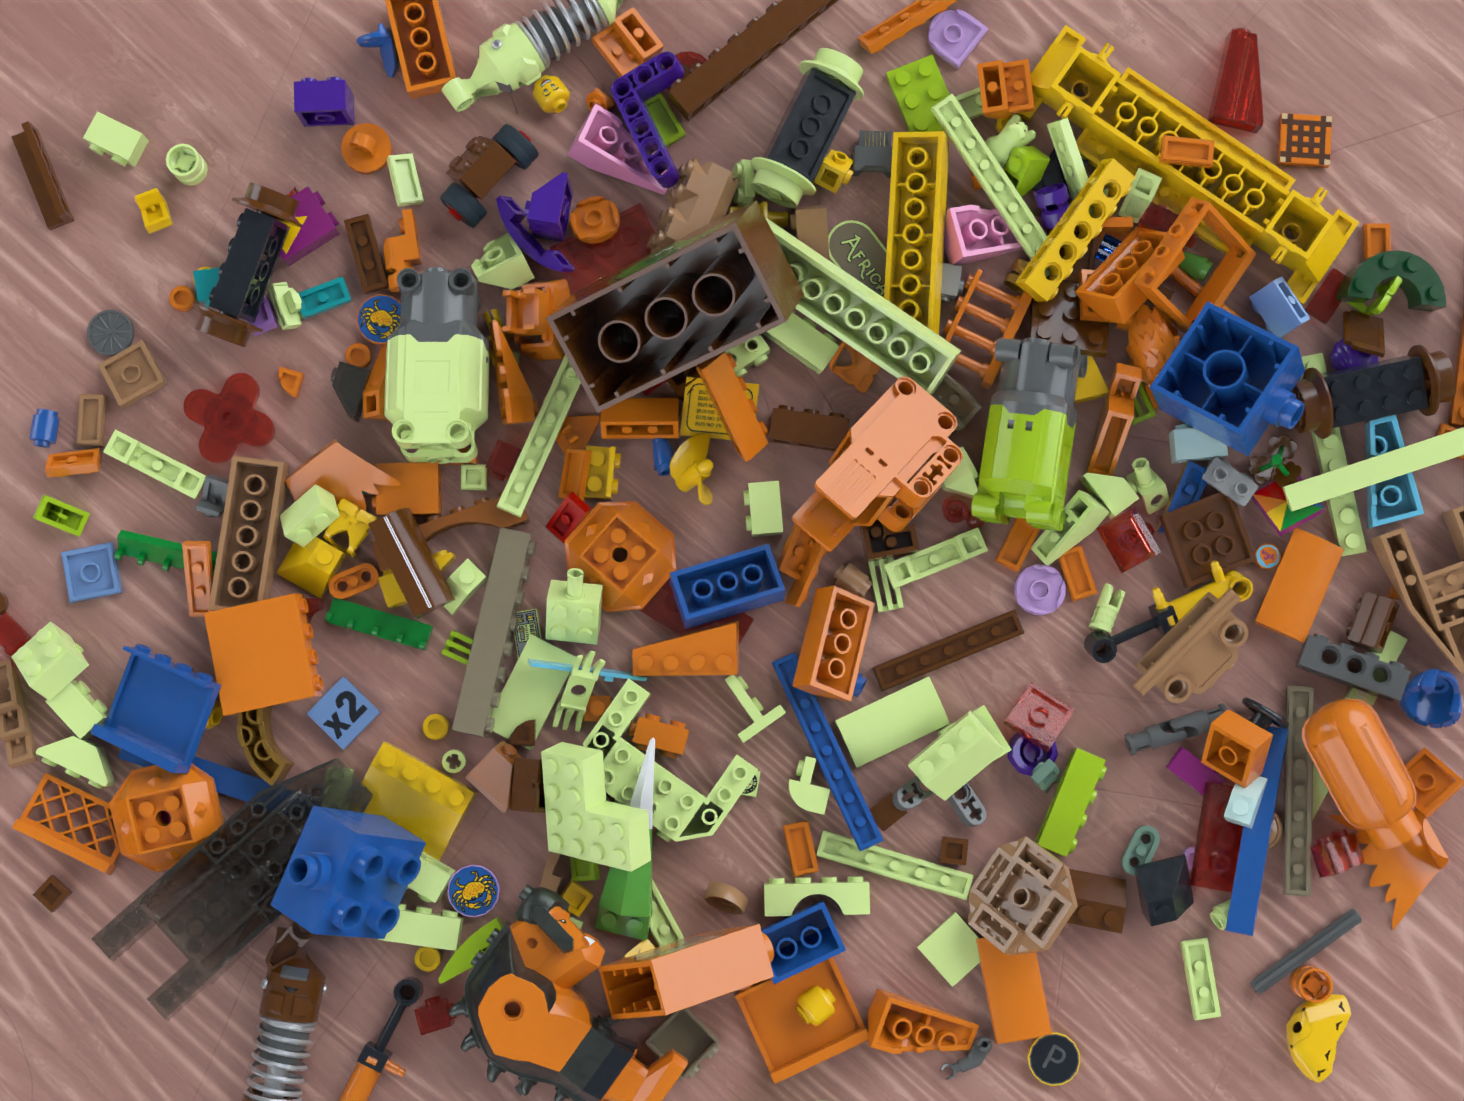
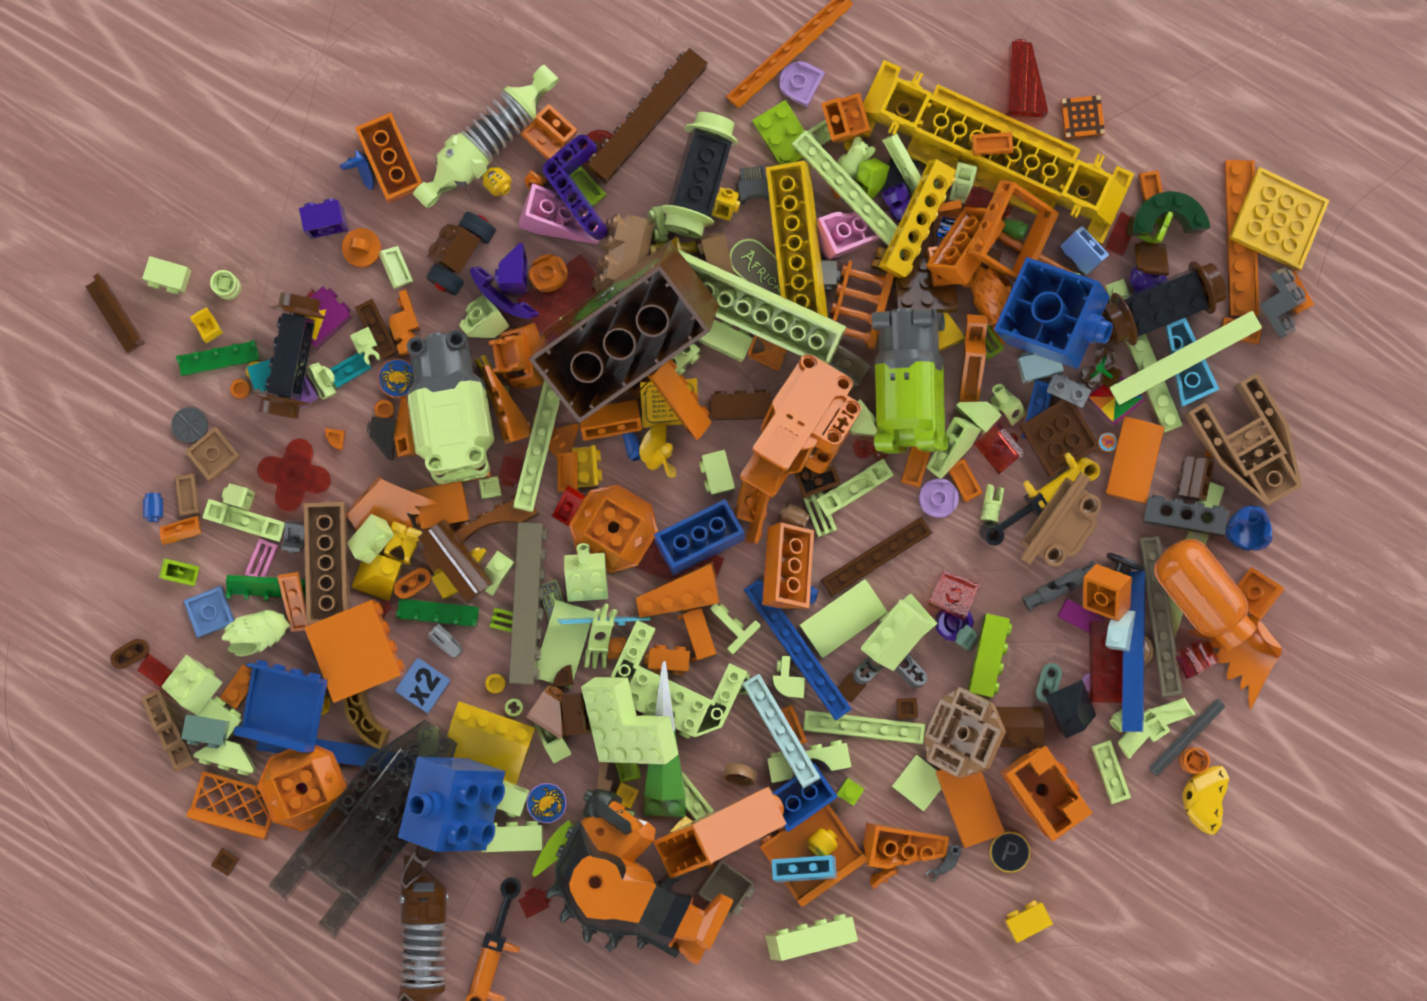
camera: 10 degrees left, 0 degrees up
(54, 722) = (205, 730): none -> sand green hinge
(108, 675) = (237, 688): none -> orange plate
(142, 608) = (255, 632): none -> yellowish green head
(154, 433) = (238, 496): none -> yellowish green slope
(161, 255) = (218, 358): none -> green hinge
(161, 512) = (263, 556): none -> bright pink tile
(348, 267) = (365, 343): none -> yellowish green plate
(381, 662) = (445, 641): none -> light grey hinge
(428, 958) = (521, 860): yellow tile -> none
(497, 824) = (555, 747): none -> yellowish green slope
(704, 708) = (698, 633): none -> orange brick
(786, 1035) = (804, 868): none -> medium azure brick
(788, 852) = (781, 731): none -> light aqua tile
(862, 945) = (850, 791): none -> lime brick
(879, 1062) = (879, 878): none -> orange piece
(1128, 1010) = (1058, 805): none -> orange brick
(1269, 929) = (1155, 725): none -> yellowish green plate

